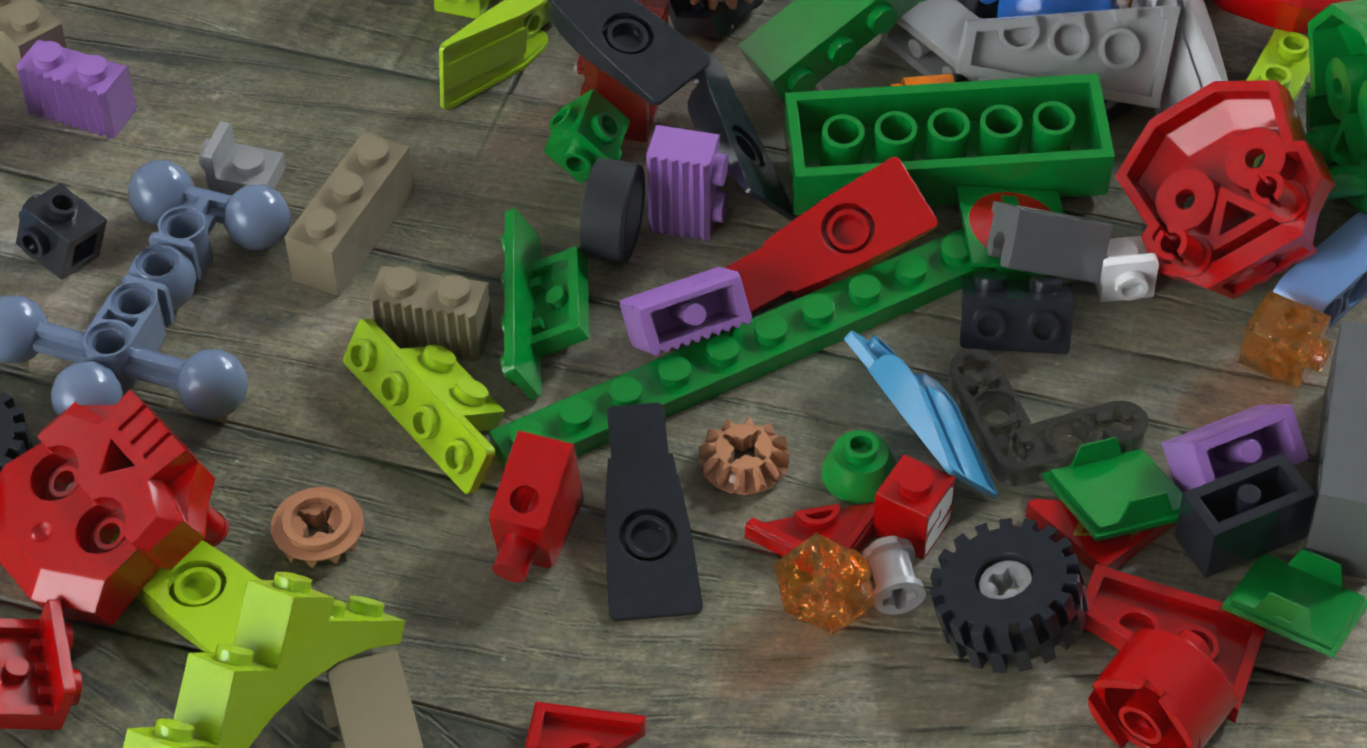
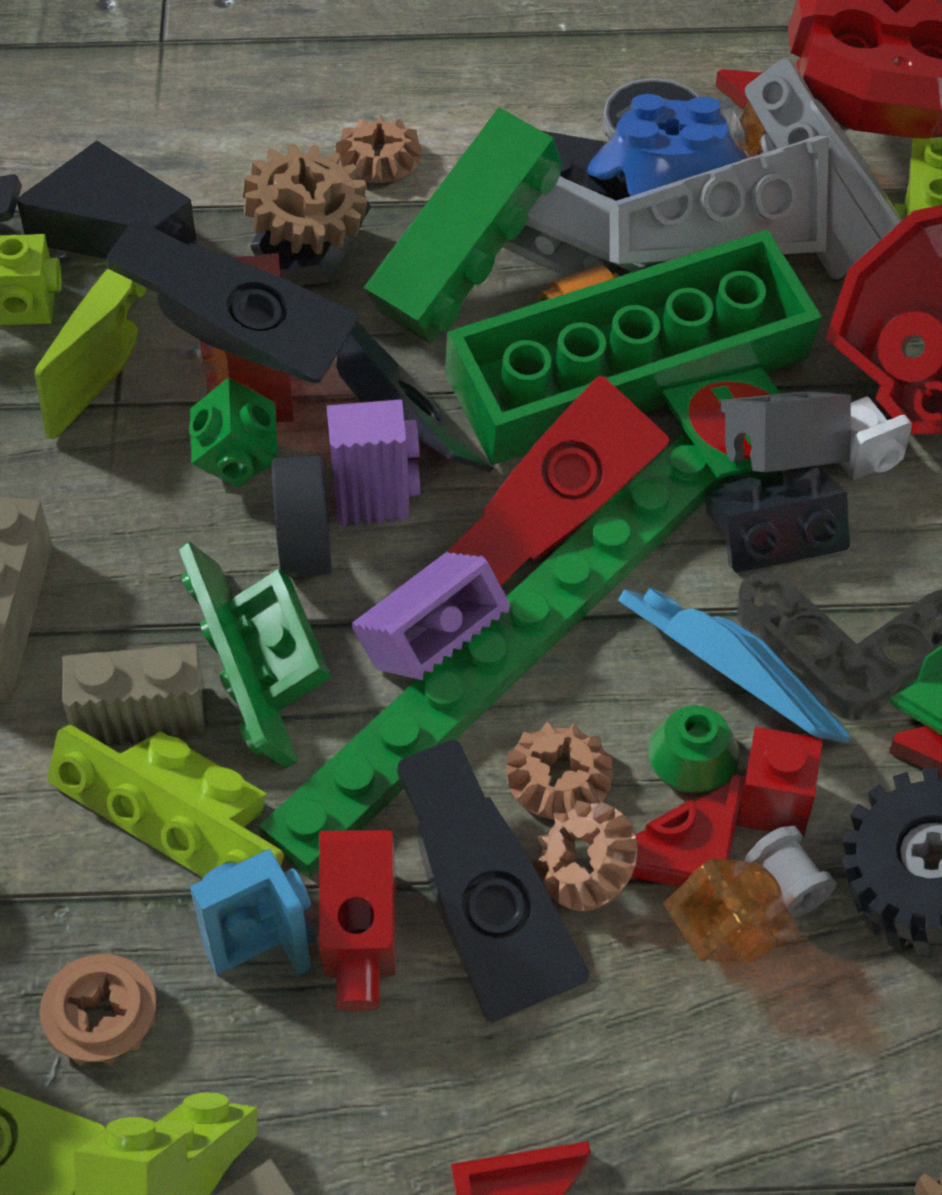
camera: 20 degrees left, 5 degrees up
(450, 483) = (252, 910): none -> dark azure bracket
(752, 514) = (611, 854): none -> nougat gear

